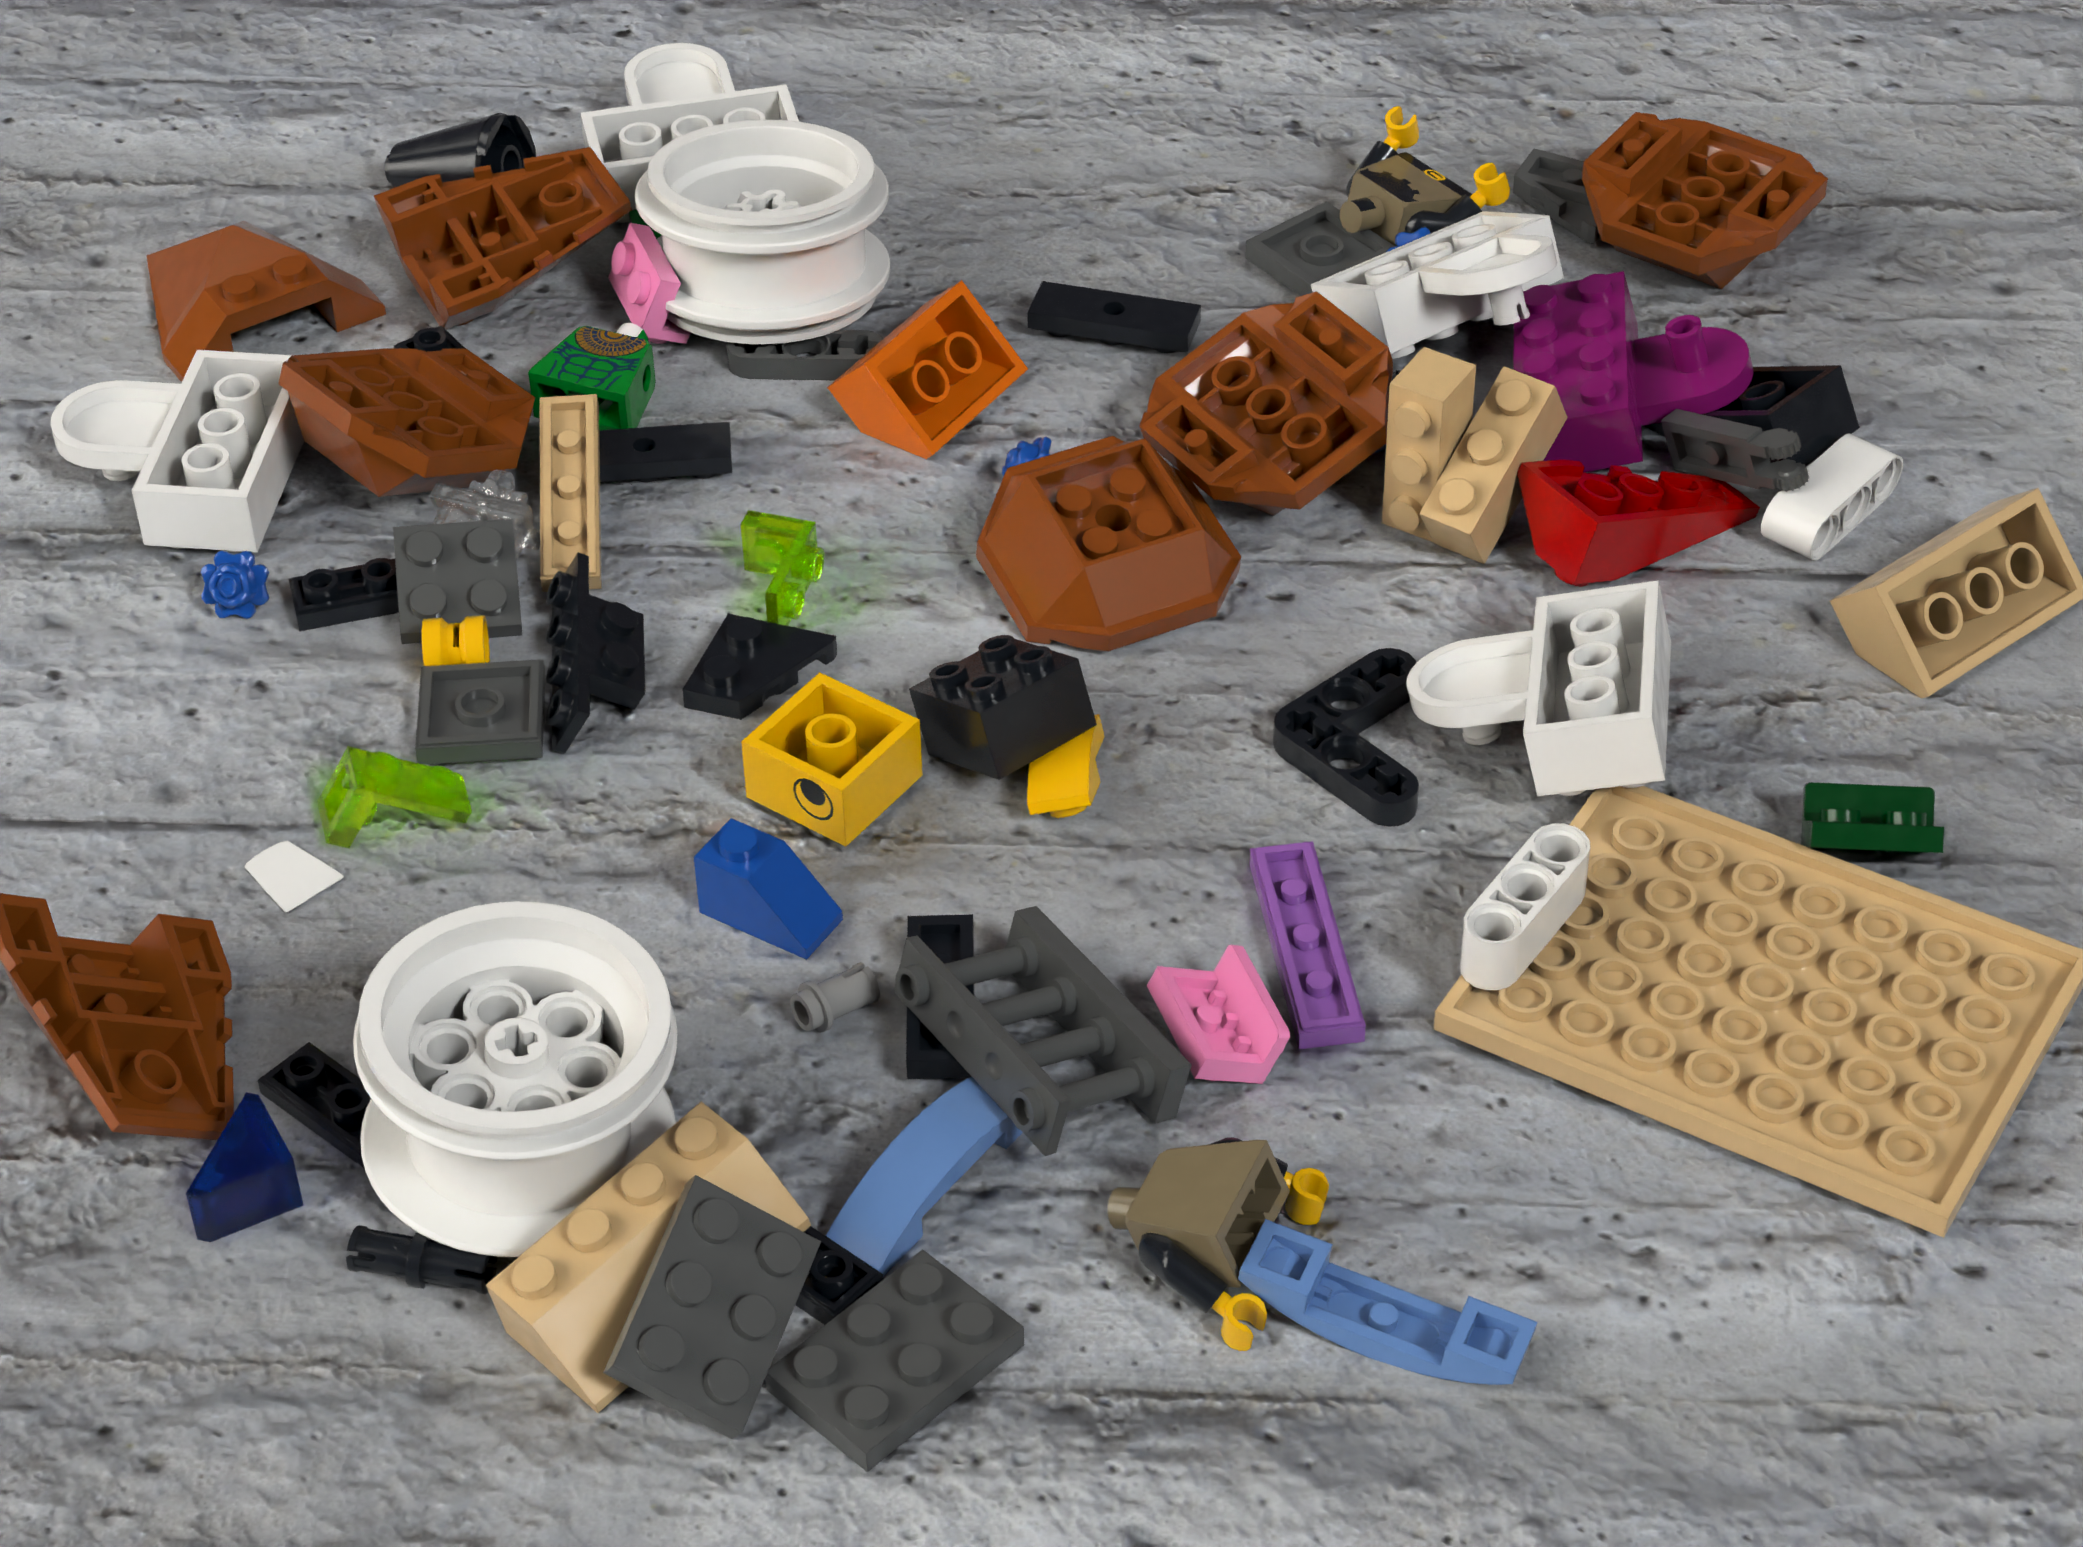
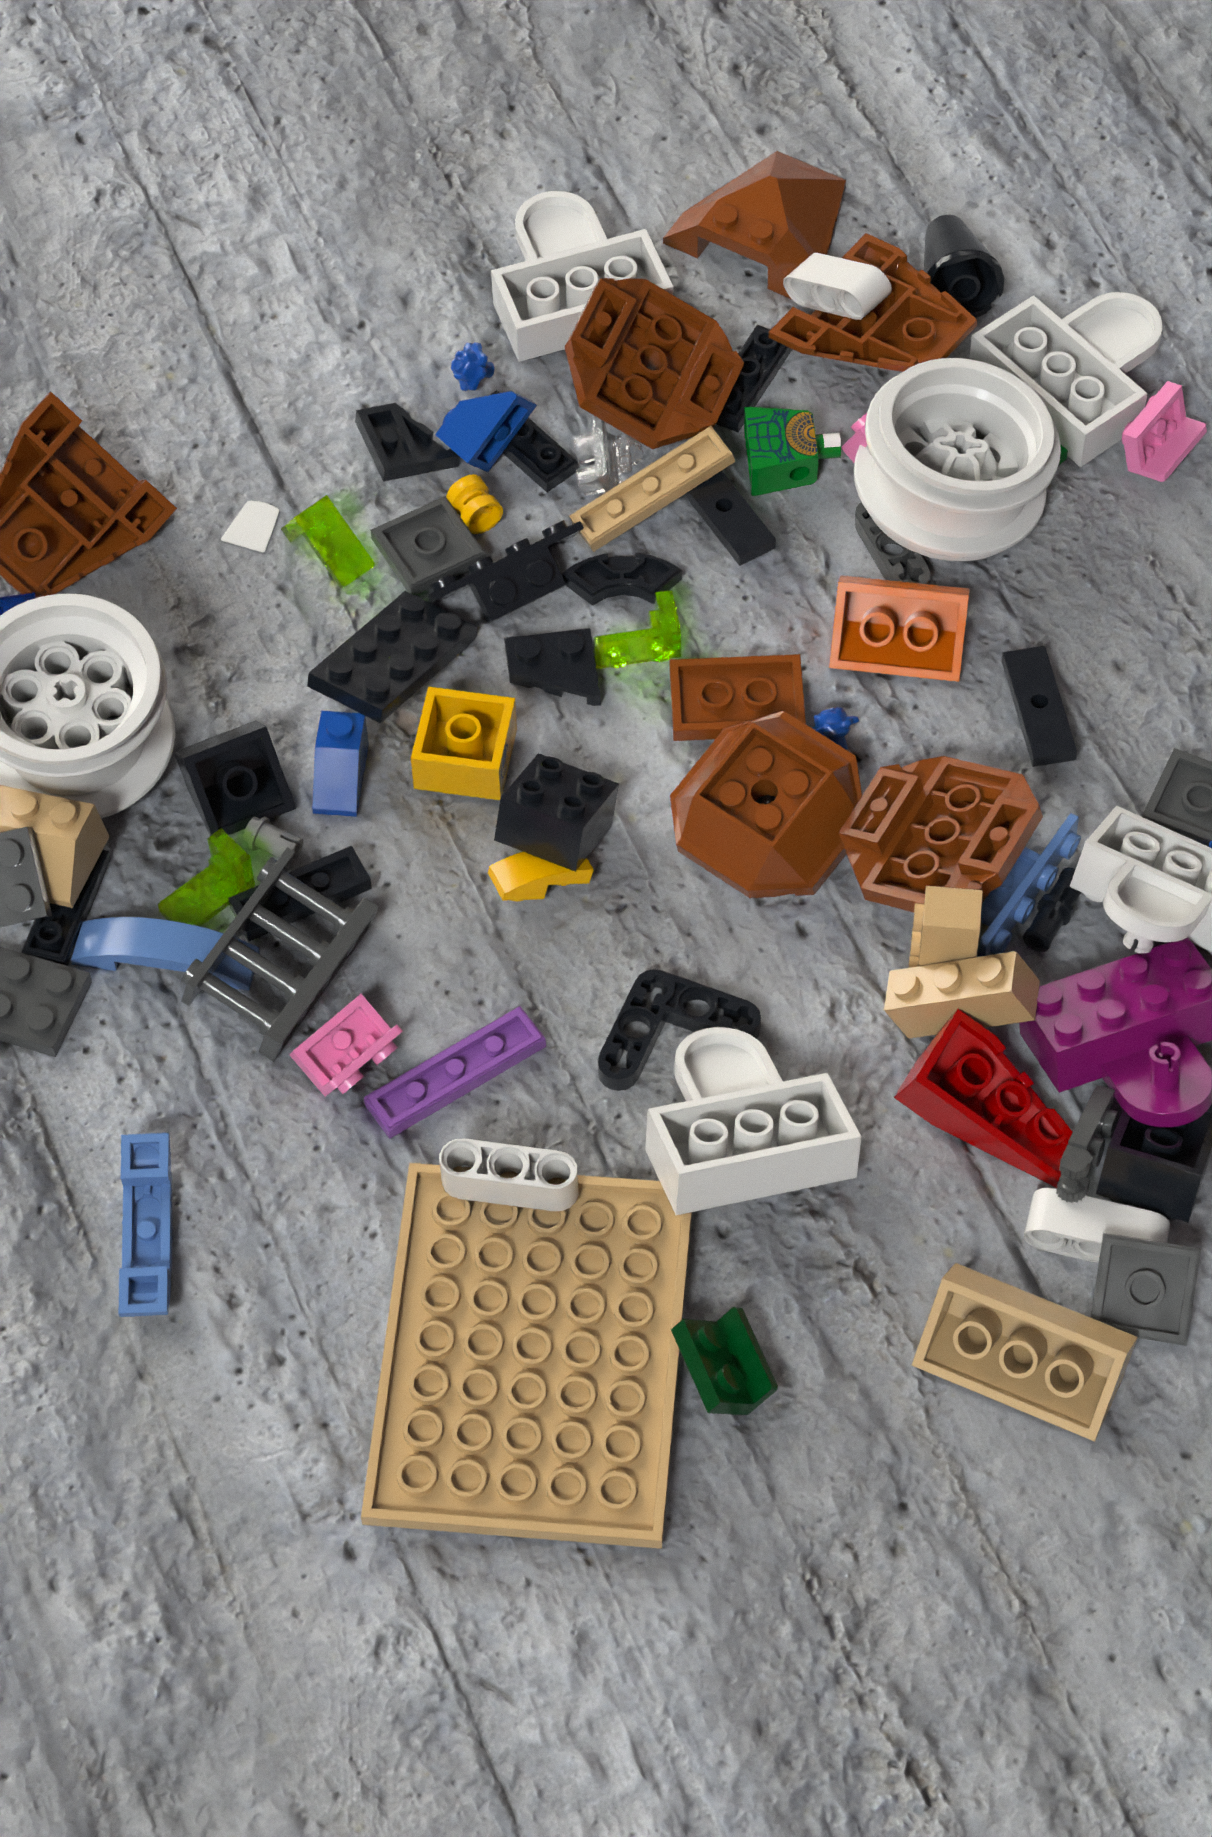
camera: 65 degrees right, 15 degrees up
(292, 686) = (400, 443): none -> black wing
(354, 590) = (484, 426): none -> blue slope
(425, 242) = (837, 286): none -> white beam
(457, 574) = (531, 474): dark grey plate -> none
(645, 780) = (392, 656): none -> black plate
(666, 567) = (621, 575): none -> black tile
(724, 995) = (235, 778): none -> black slope
(829, 107) = (1161, 435): none -> bright pink bracket
(865, 1067) = (209, 890): none -> clear neon green bracket
(921, 531) = (732, 691): none -> dark orange plate
(1203, 1216) = (171, 1098): dark tan torso -> none
(1930, 475) = (1146, 1287): none -> dark grey tile

